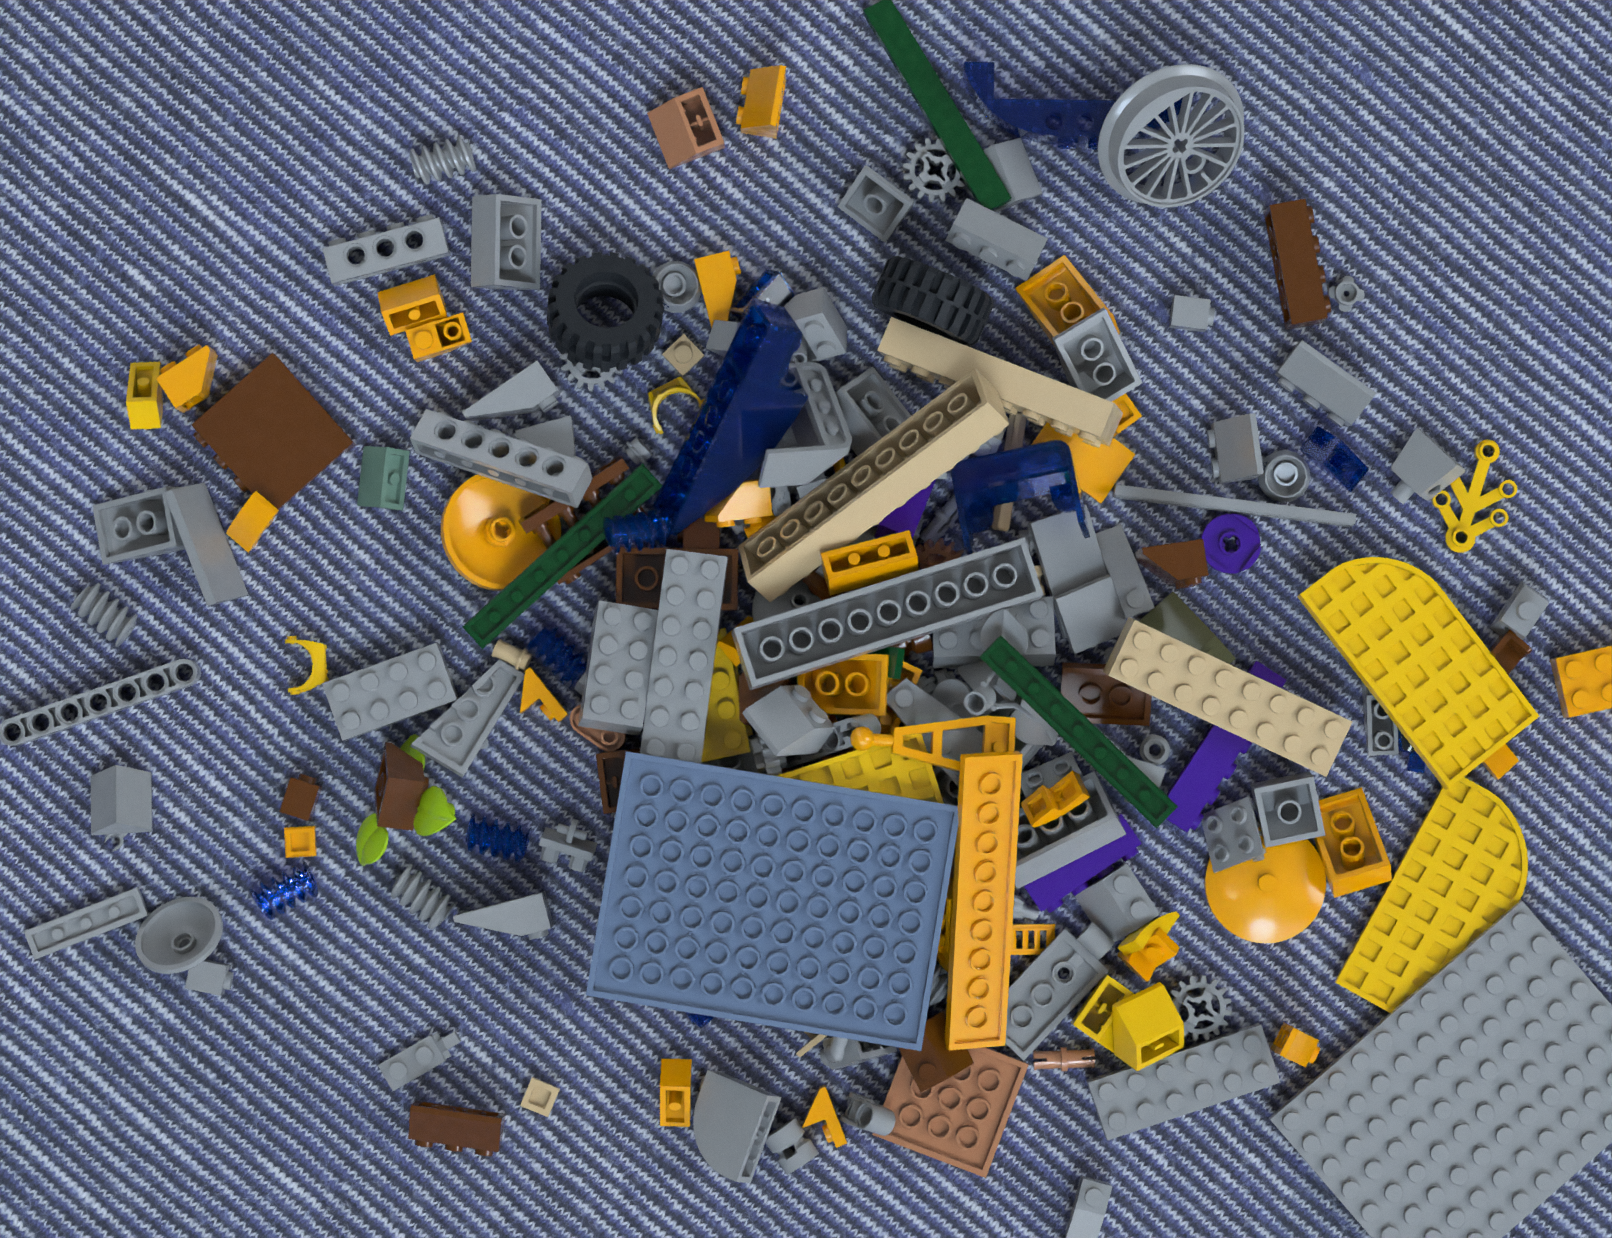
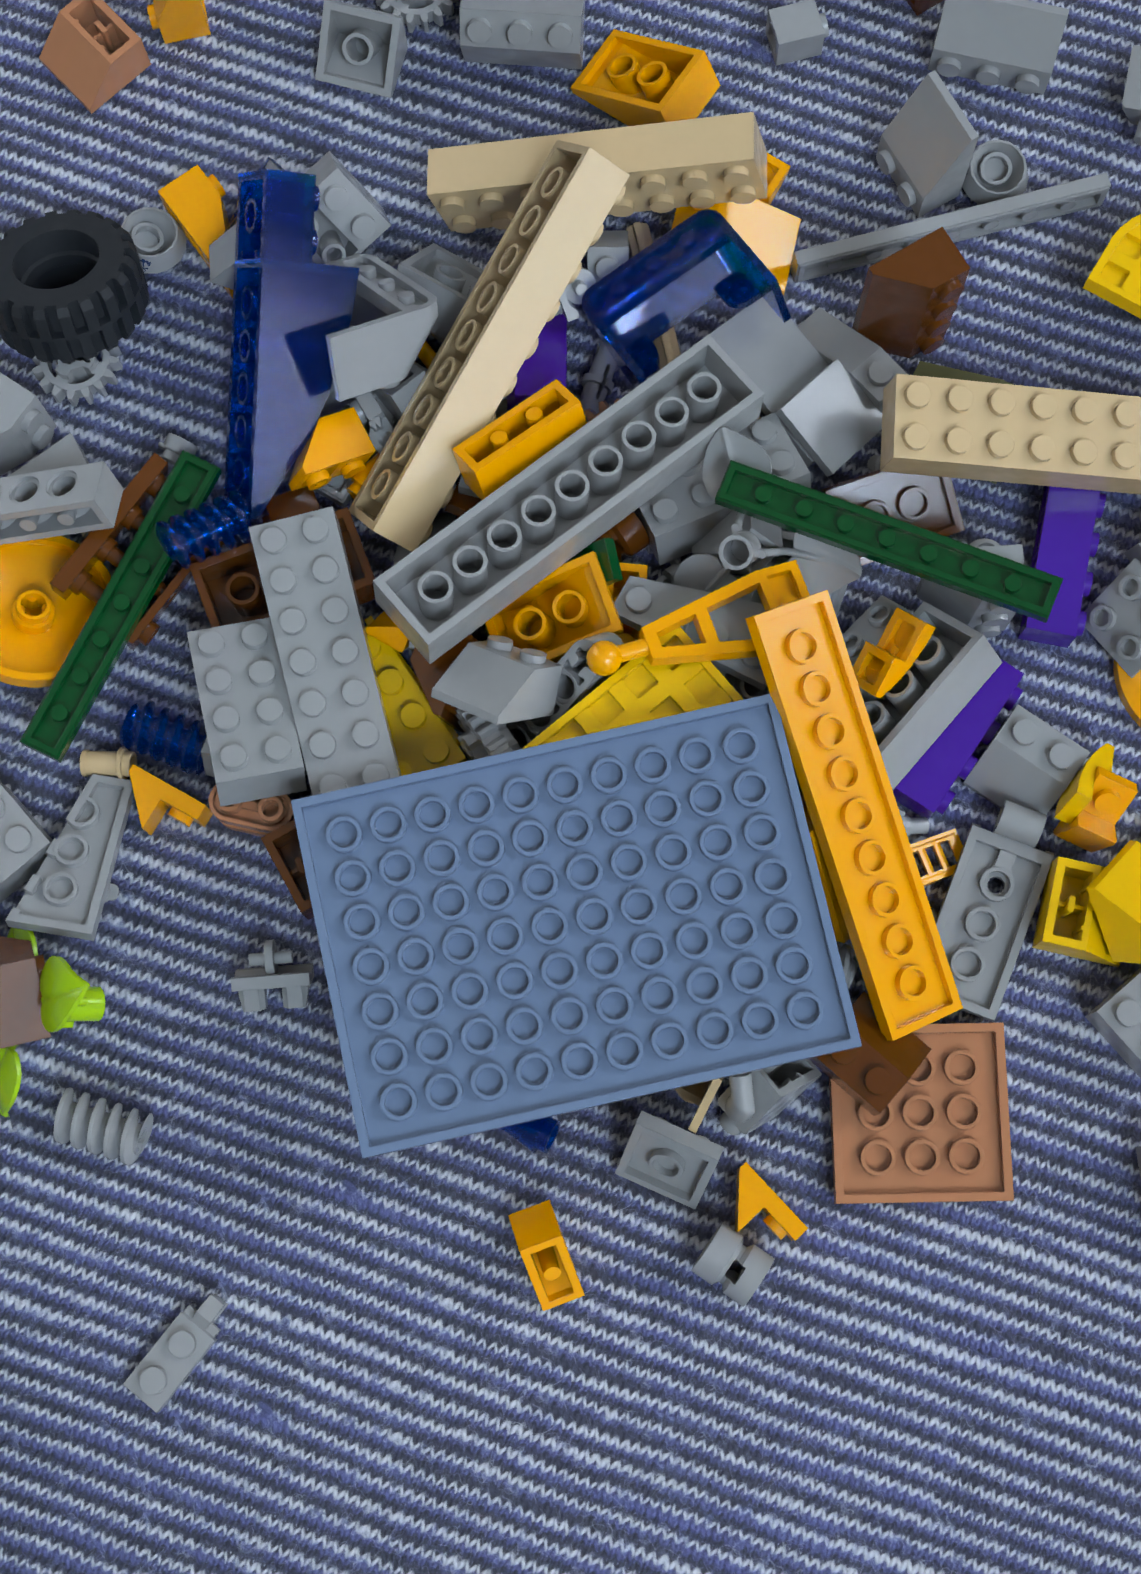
camera: 15 degrees left, 10 degrees down
(456, 1127) = (260, 1429): reddish brown slope -> none
(497, 839) = (174, 1009): clear blue piece -> none
(517, 916) = (235, 1097): light grey slope -> none
(540, 1097) = (363, 1337): tan plate -> none
(657, 395) = (179, 376): yellow helmet -> none
(683, 355) = (191, 318): tan plate -> none
(732, 1124) = (641, 1266): light grey brick -> none
(777, 1065) = (669, 1159): none -> light grey plate
(868, 1115) = (821, 1178): light grey piece -> none
(932, 300) = (467, 99): black tyre -> none
(1064, 1059) = (1045, 998): nougat pin -> none
(1096, 357) = (698, 86): light grey slope -> none
(1247, 540) = (987, 268): dark purple plate -> none
(1334, 458) = (1046, 126): clear blue slope -> none

